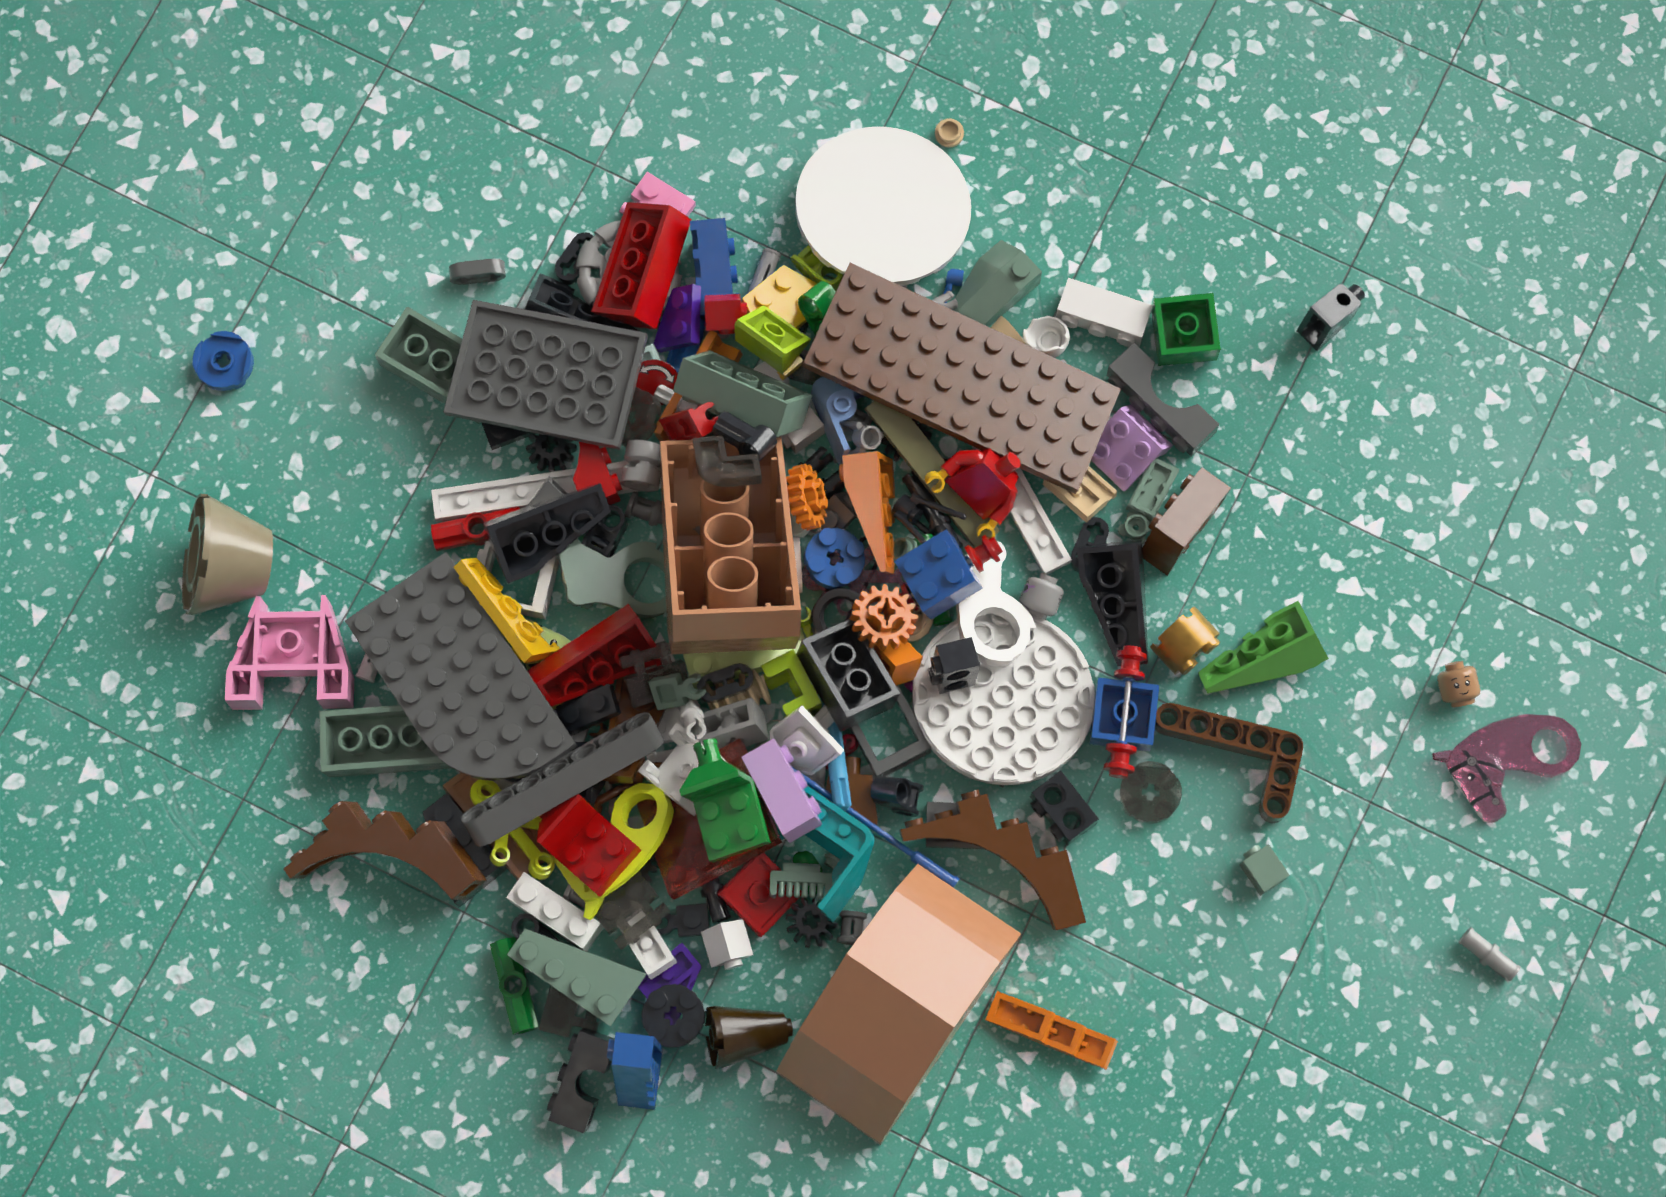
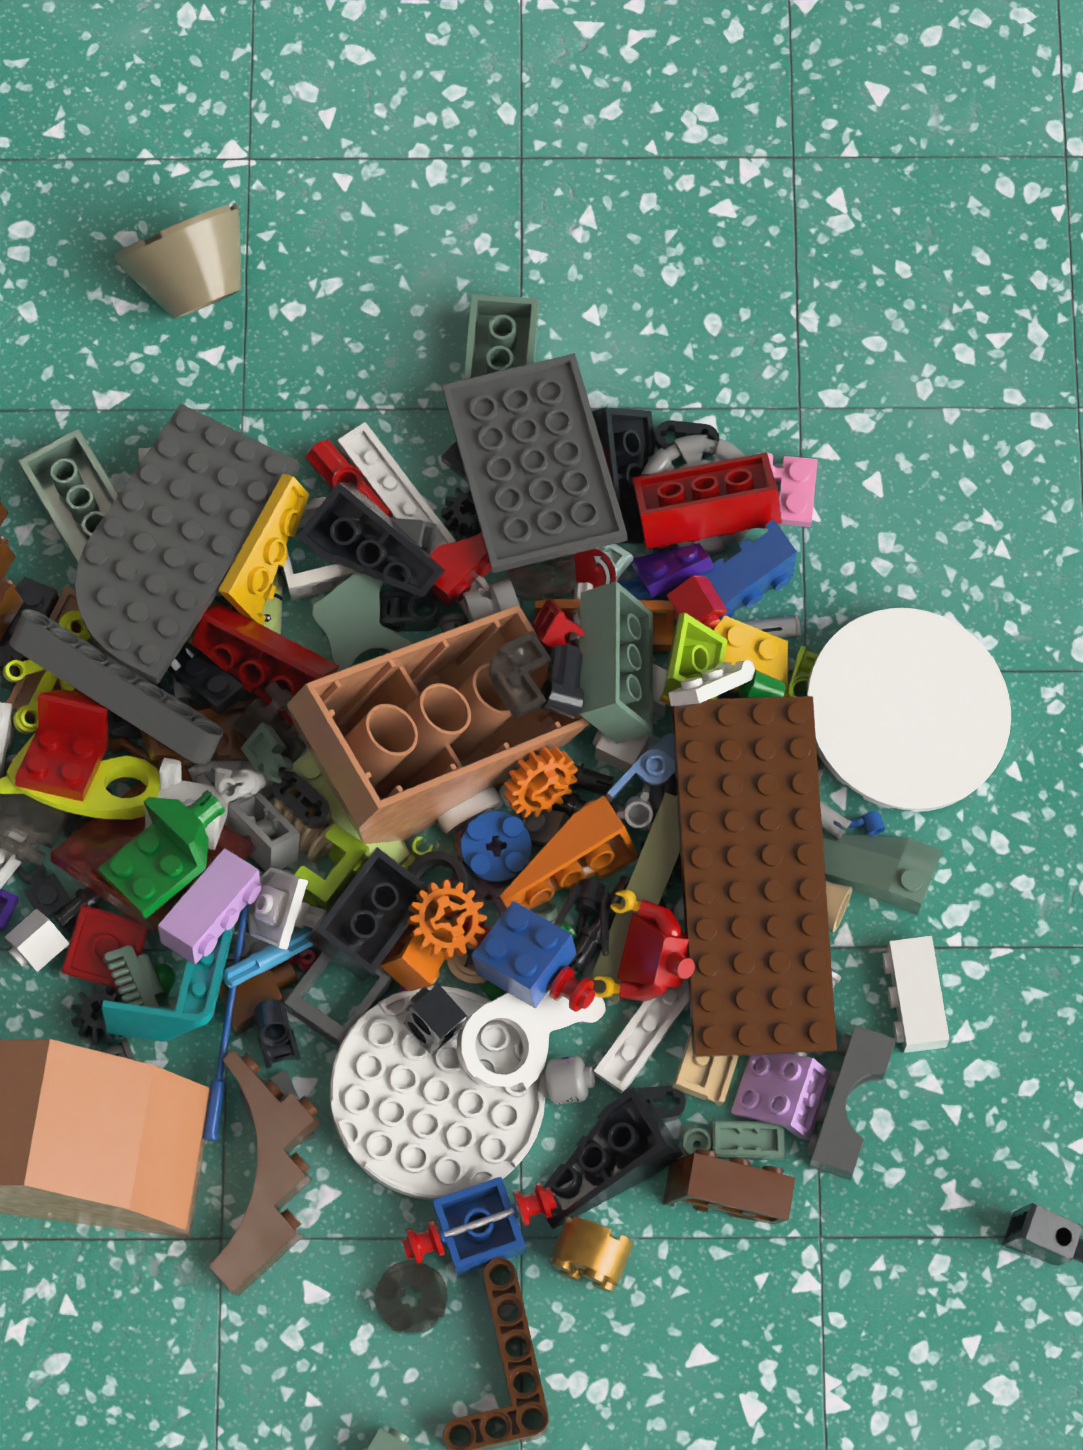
camera: 60 degrees right, 5 degrees down
(213, 348) = (397, 181): blue plate -> none
(290, 647) = (134, 373): bright pink wedge -> none
(477, 271) = (619, 350): dark grey beam -> none
(801, 329) = (713, 682): none -> white plate
(949, 132) = (1031, 739): tan plate -> none
(1047, 335) = (855, 947): white hair -> none
(1051, 1030) = (104, 1316): orange slope -> none
(1070, 804) = (356, 1216): black brick -> none
(1185, 329) = (942, 1087): green brick -> none
(1277, 650) = (636, 1360): bright green wedge -> none

